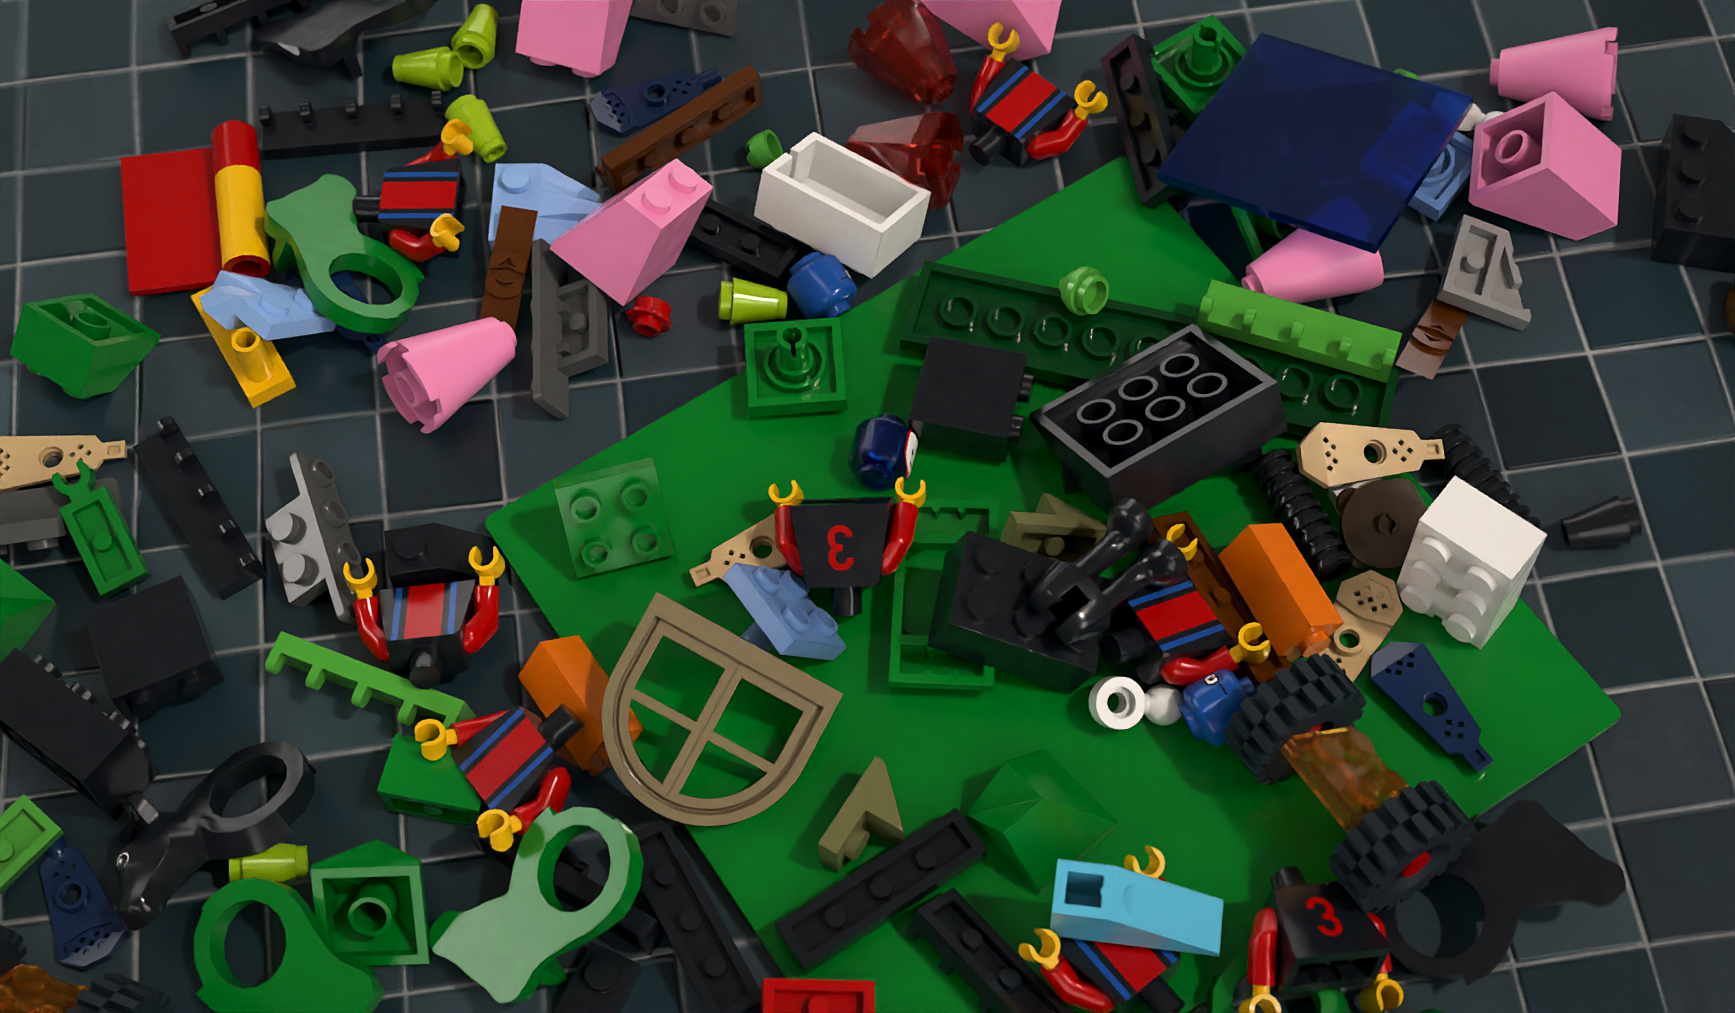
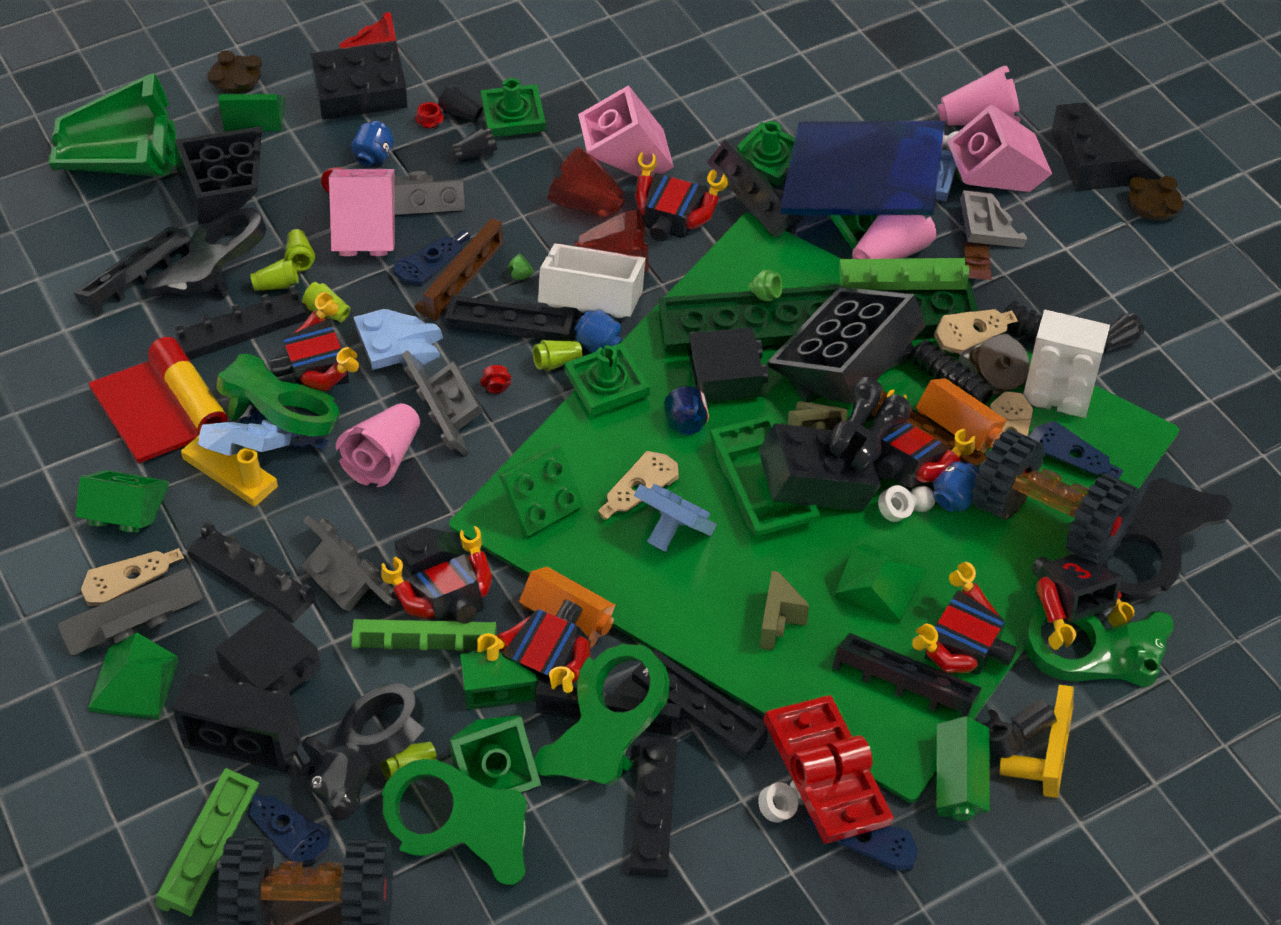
camera: 25 degrees left, 10 degrees down
(101, 534) = (196, 603): green plate -> none
(508, 264) = (390, 370): reddish brown piece -> none
(636, 232) = (471, 325): bright pink slope -> none
(739, 661) = (667, 541): dark tan window -> none
(845, 539) = (691, 460): black torso -> none
(880, 890) = (807, 648): black plate -> none
(1133, 909) = (966, 598): medium azure slope -> none

